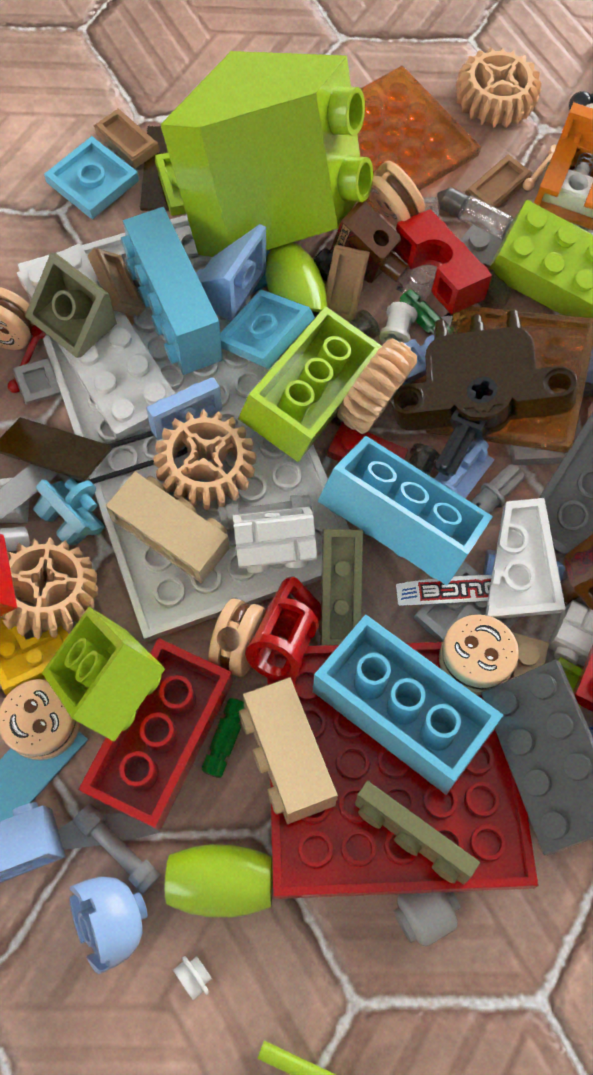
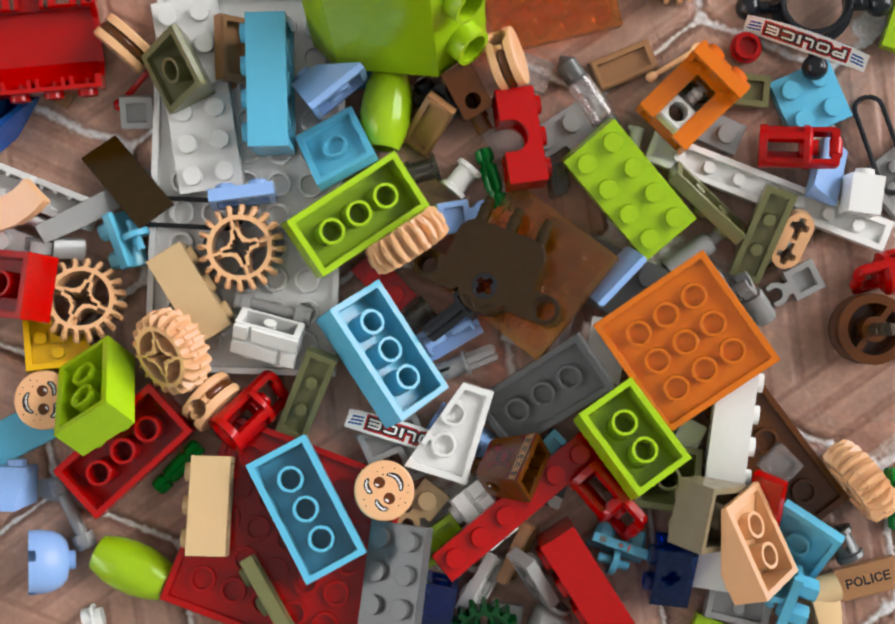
camera: 25 degrees right, 20 degrees up
(157, 567) = (171, 350): none -> light nougat gear

